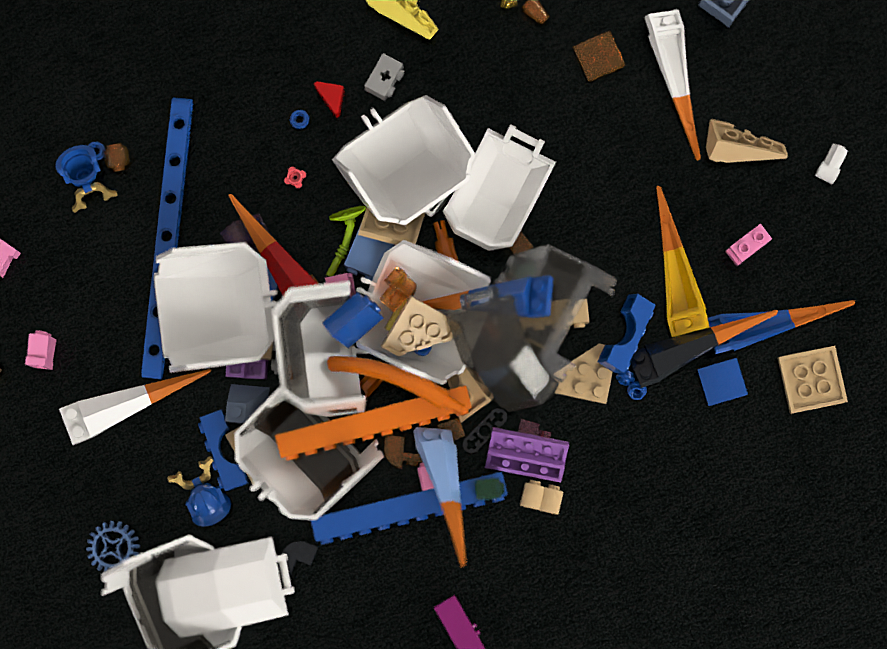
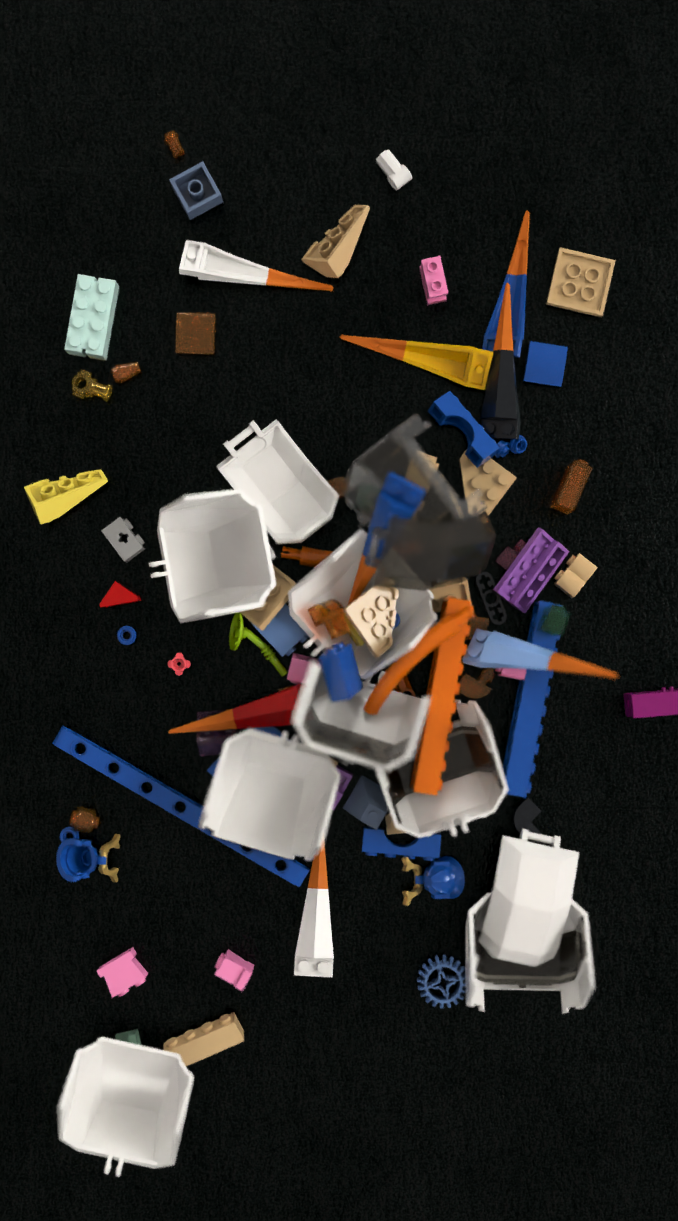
camera: 65 degrees left, 5 degrees up
(620, 455) = (571, 486): none -> clear orange brick

